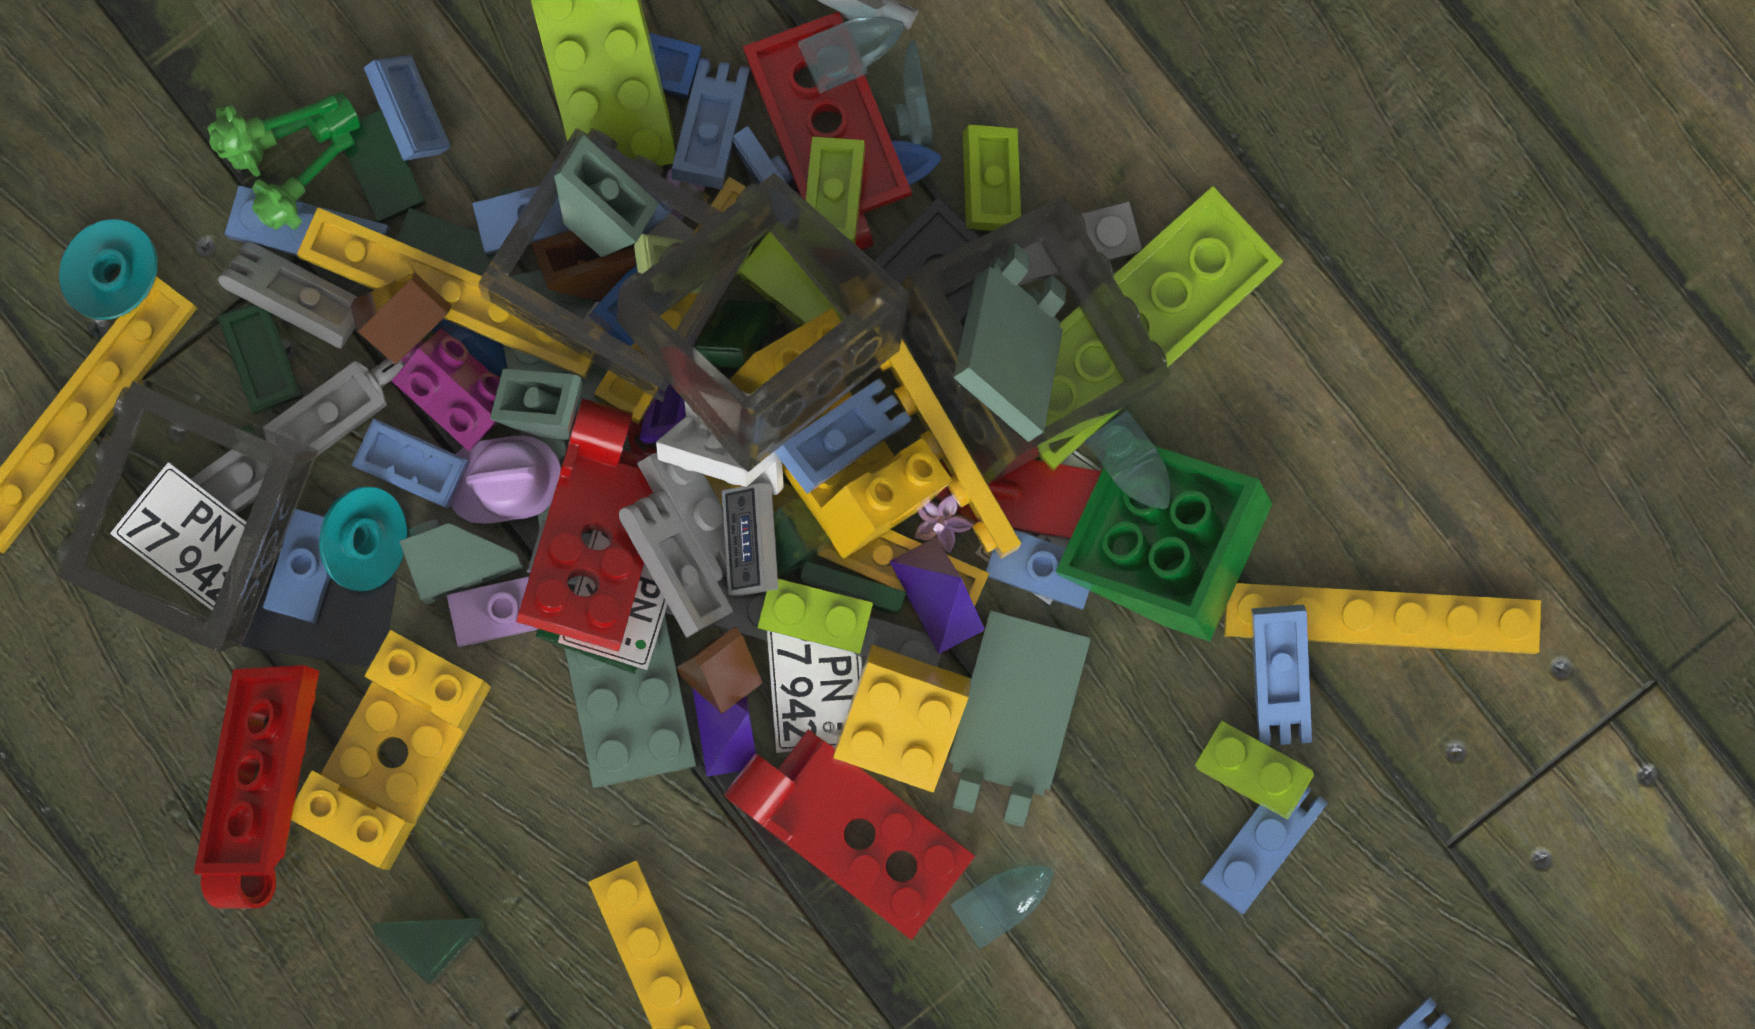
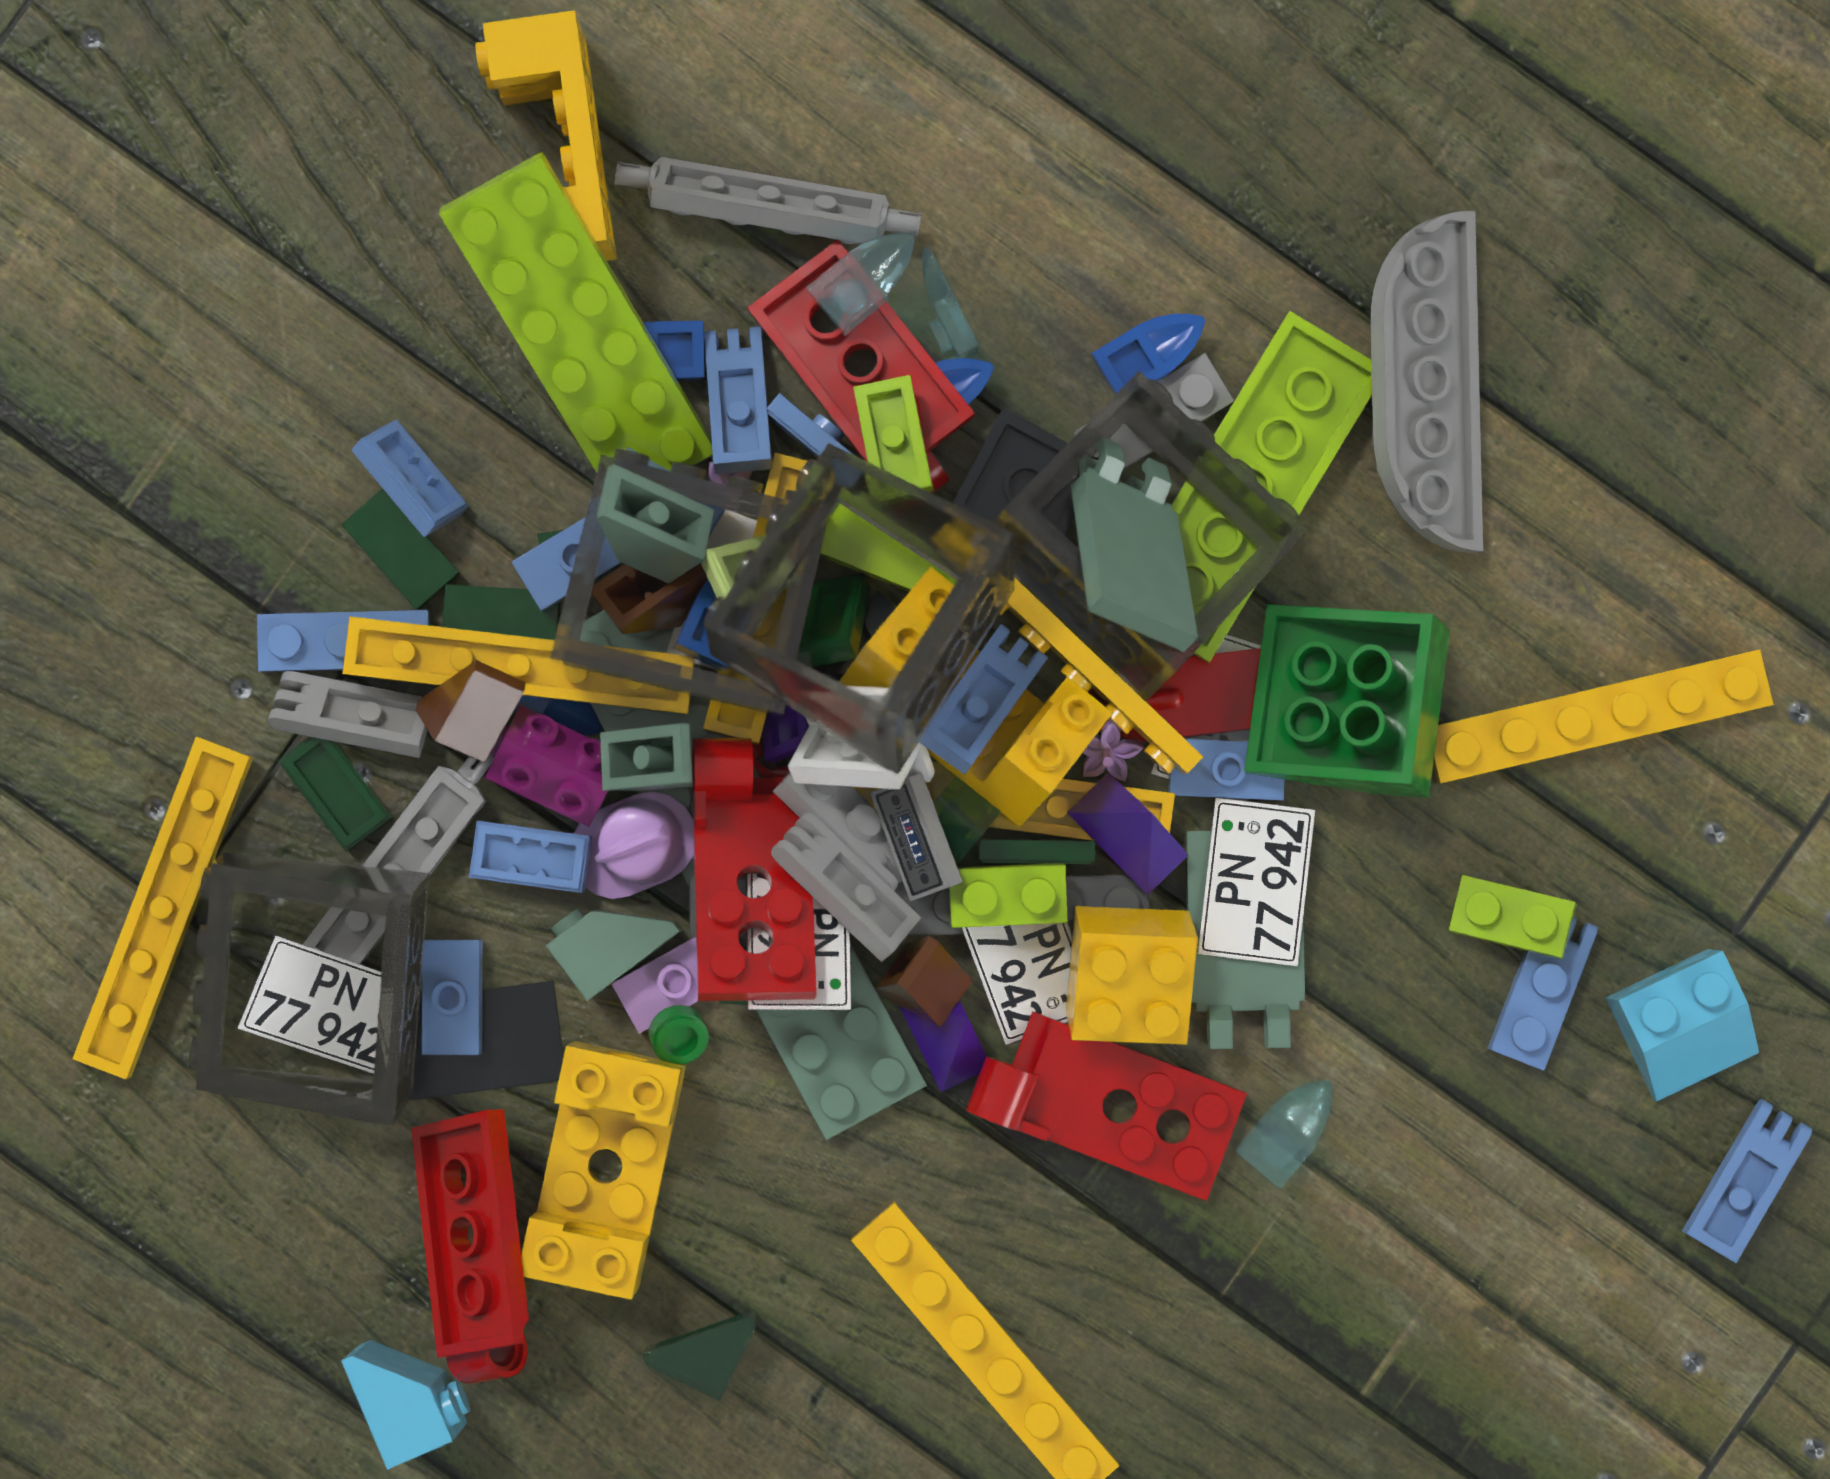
camera: 15 degrees left, 5 degrees up
(94, 257) = (126, 740): teal dish -> none
(153, 903) = (405, 1401): none -> medium azure slope
(246, 140) = (250, 570): plant -> none
(376, 547) = (505, 952): teal dish -> none
(492, 656) = (678, 1034): none -> green tile
(991, 176) = (1053, 371): lime plate -> none
(1038, 672) = (1256, 882): none -> white sticker
(1083, 182) = (1150, 347): none -> blue plate
(1132, 461) = (1291, 631): clear light blue plate -> none
(1281, 672) = (1512, 807): medium blue hinge -> none
(1317, 283) = (1430, 381): none -> light grey plate
(1381, 910) = (1685, 1022): none -> medium azure slope

